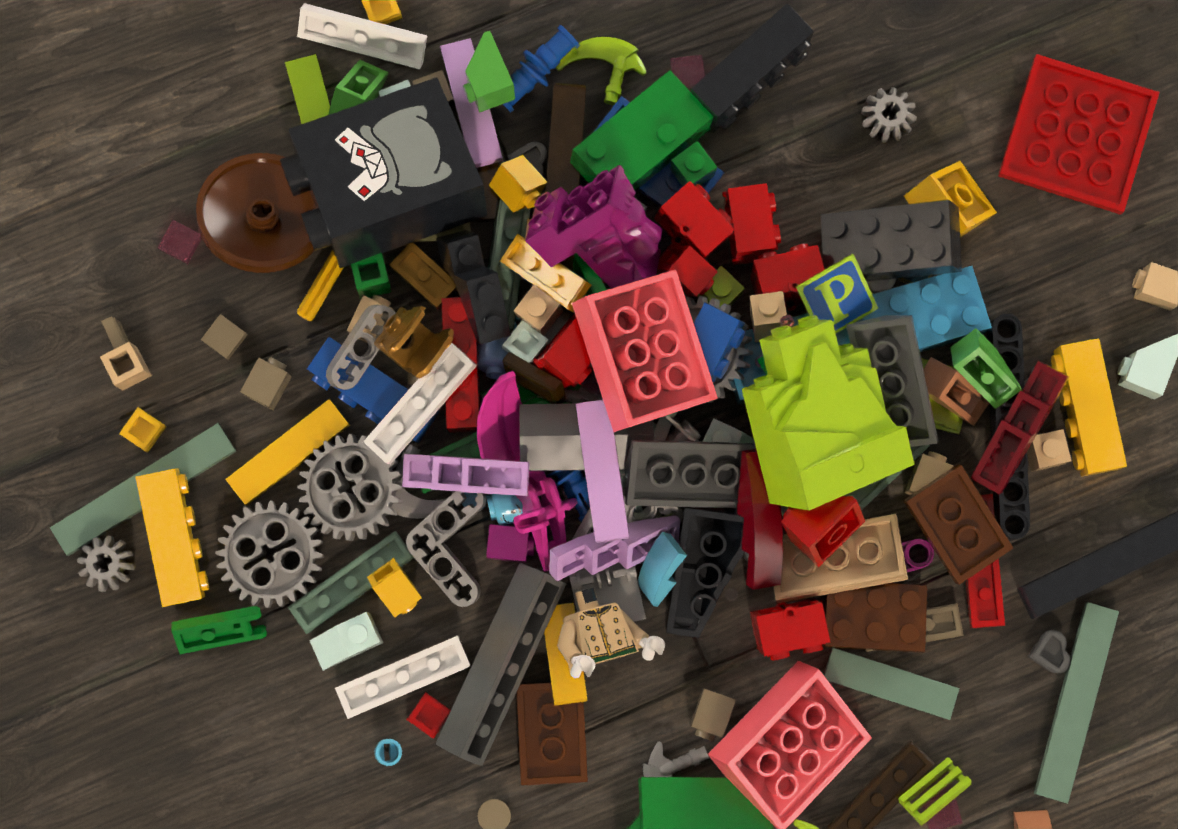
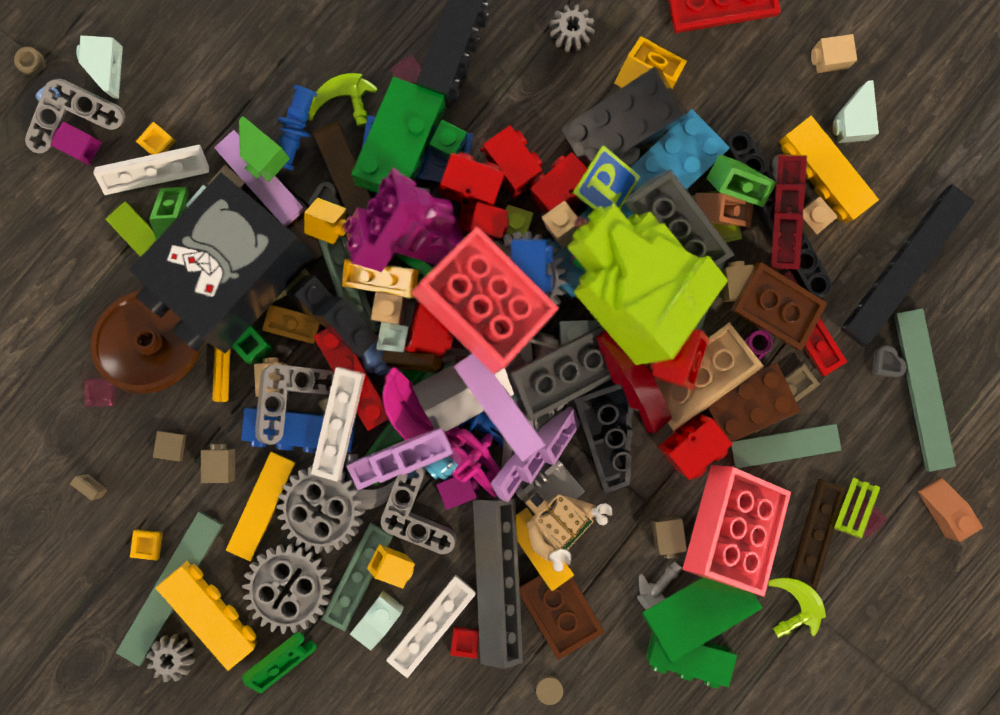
camera: 25 degrees left, 5 degrees up
(125, 366) = (106, 507): tan brick -> none
(395, 752) = (454, 682): medium azure hinge -> none
(424, 347) = (319, 381): pearl gold piece -> none
(659, 565) = (577, 451): medium azure slope -> none

